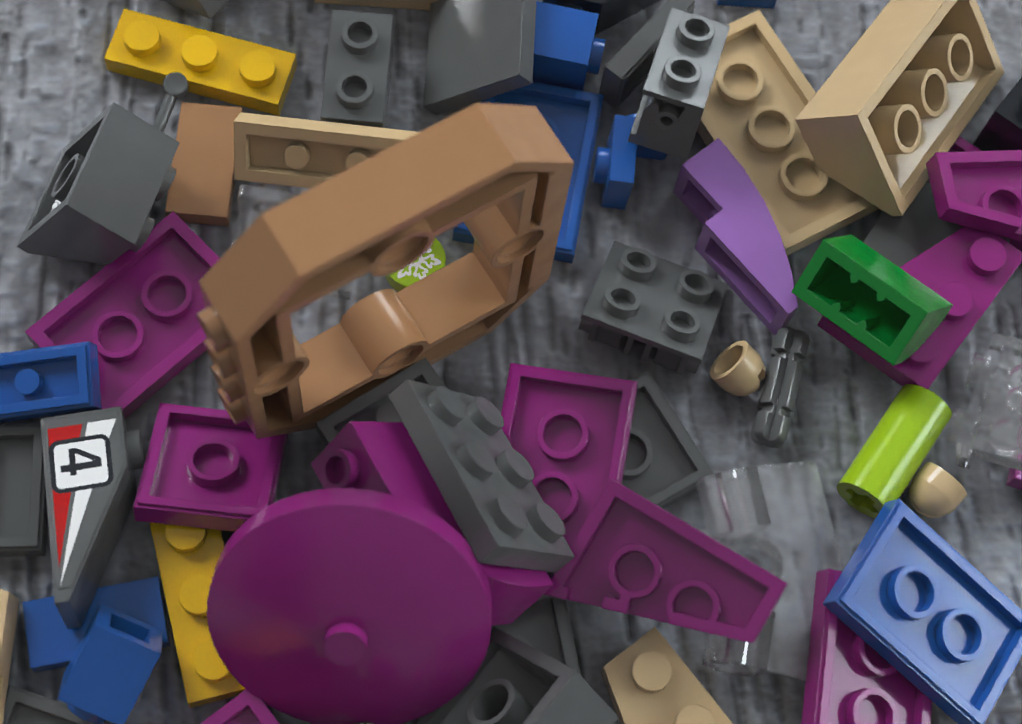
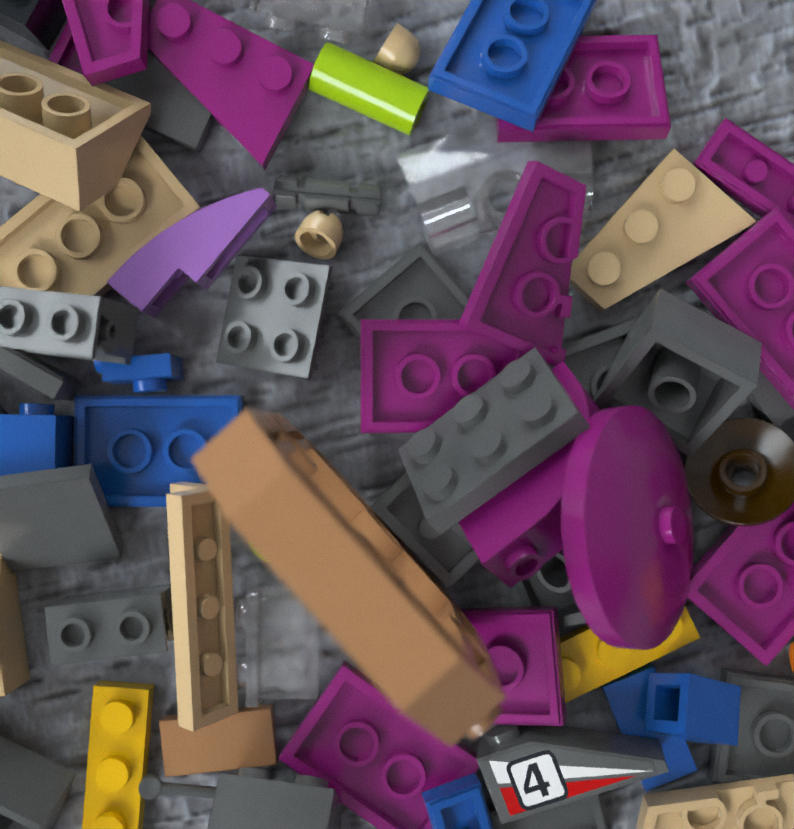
camera: 85 degrees left, 20 degrees up
(870, 298) = (244, 120): green brick -> none

